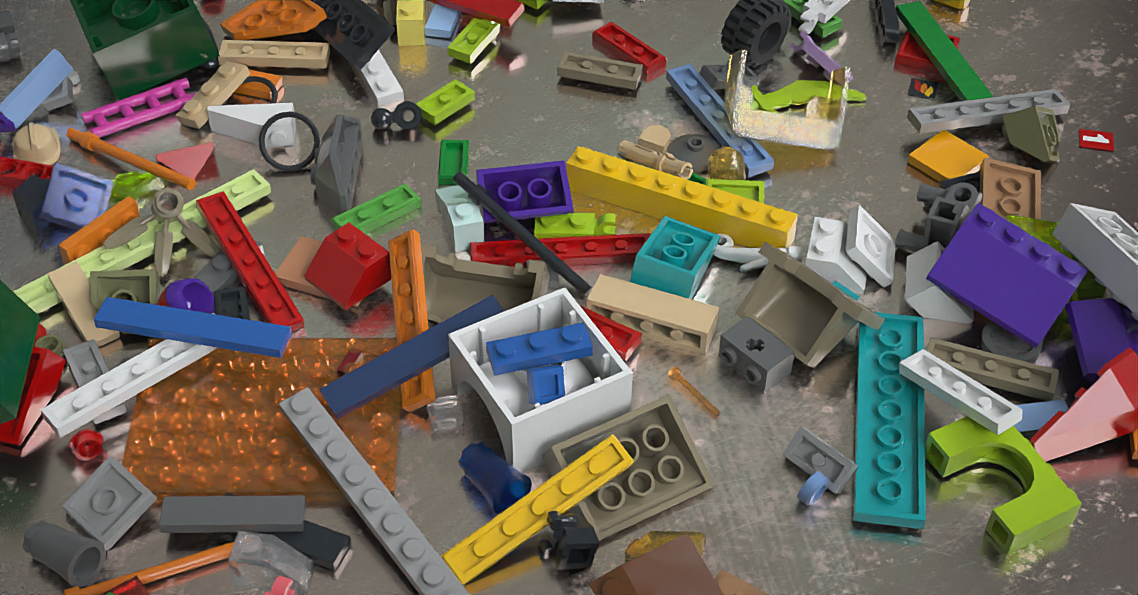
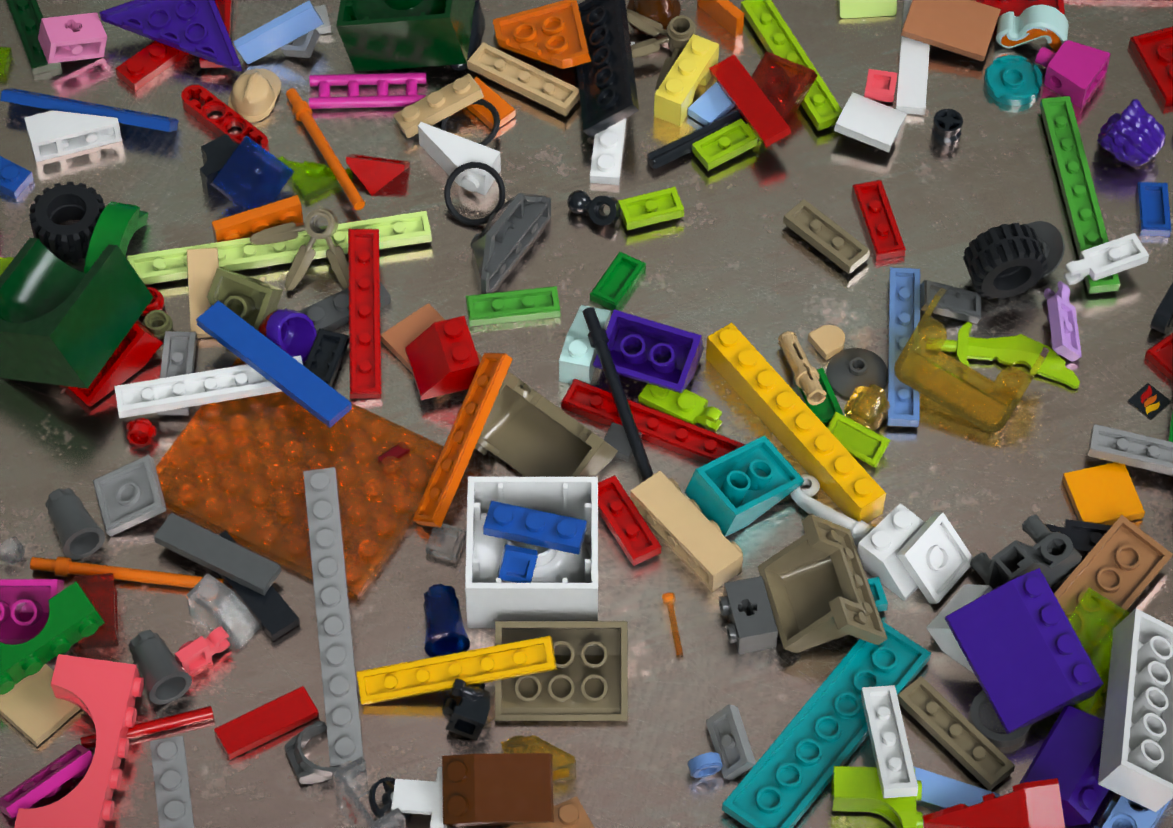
camera: 30 degrees right, 10 degrees up
(402, 362) = (431, 479): dark blue tile -> none
(439, 52) = (684, 144): none -> black axle

